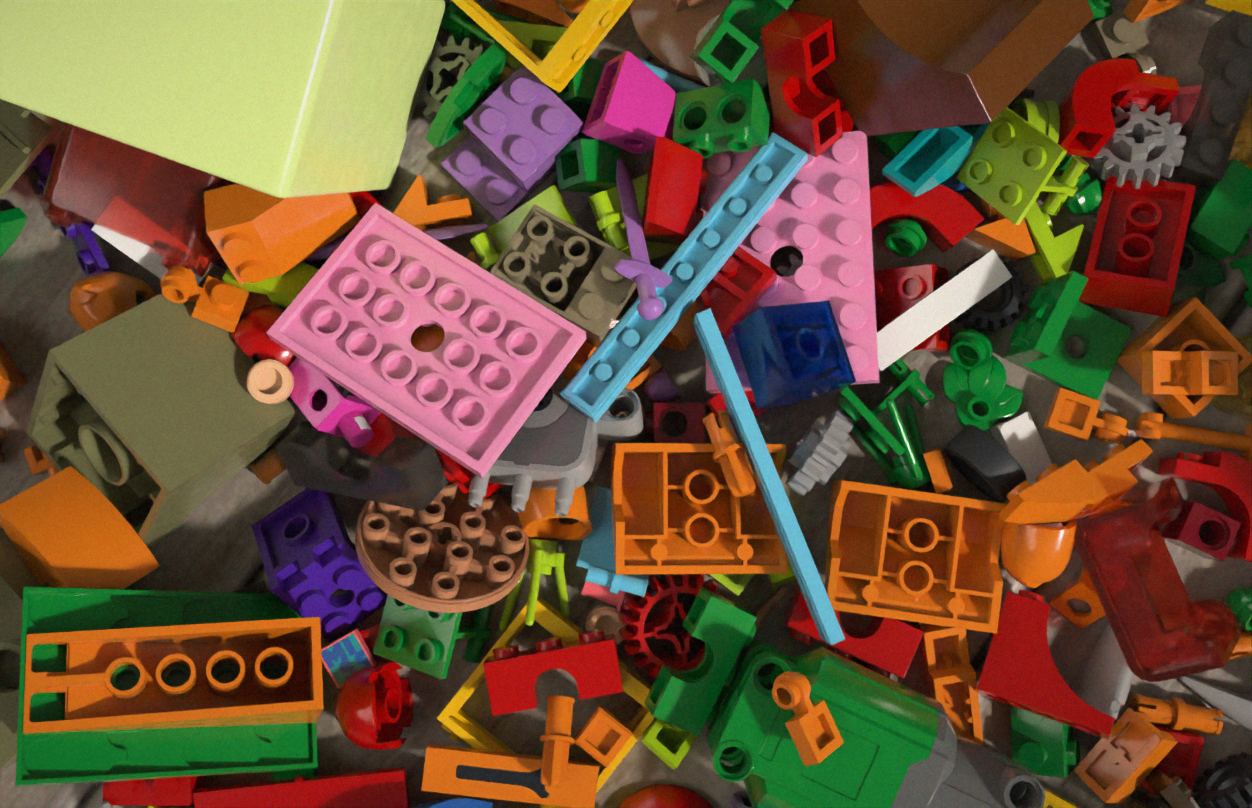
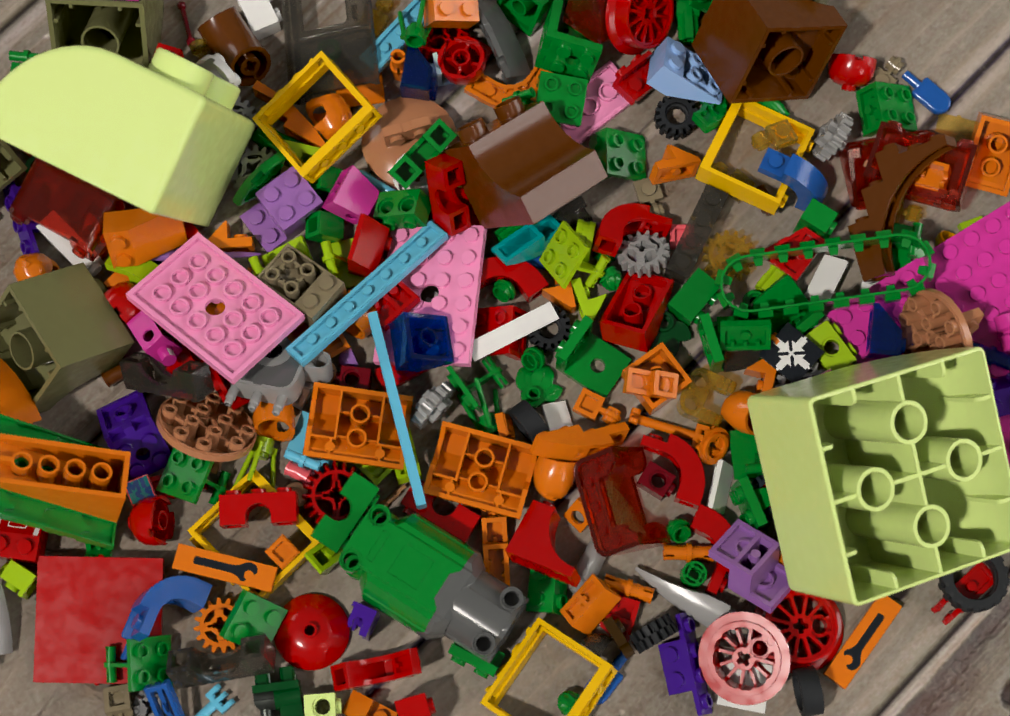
camera: 10 degrees right, 10 degrees down
(215, 303) = (98, 275): orange plate -> none
(270, 381) = (122, 322): light nougat tile -> none
(556, 741) = (255, 547): orange axle -> none
(639, 268) = (340, 282): medium lavender sword -> none
(729, 454) = (377, 395): orange axle -> none
(812, 725) = (394, 541): orange plate -> none

